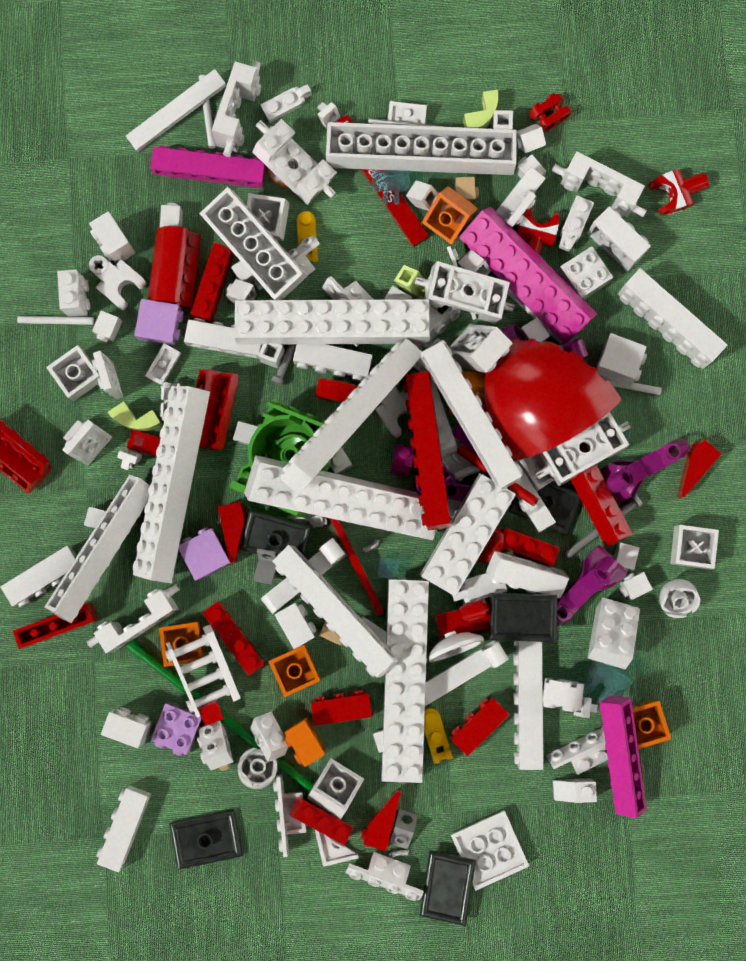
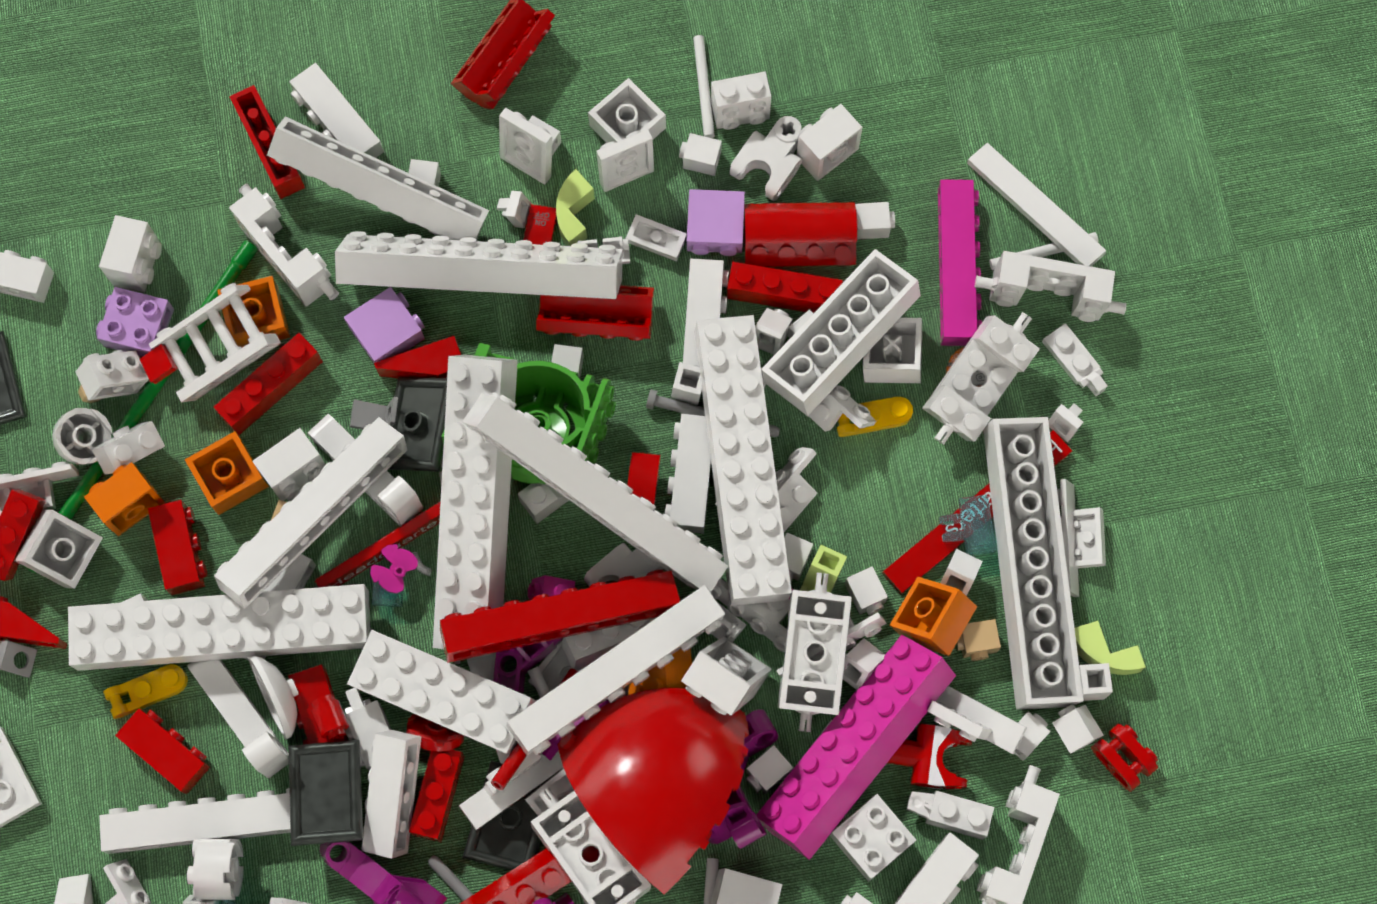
camera: 80 degrees right, 10 degrees down
(382, 563) = (402, 562): none -> dark pink piece
(425, 256) = (866, 591): none -> white brick

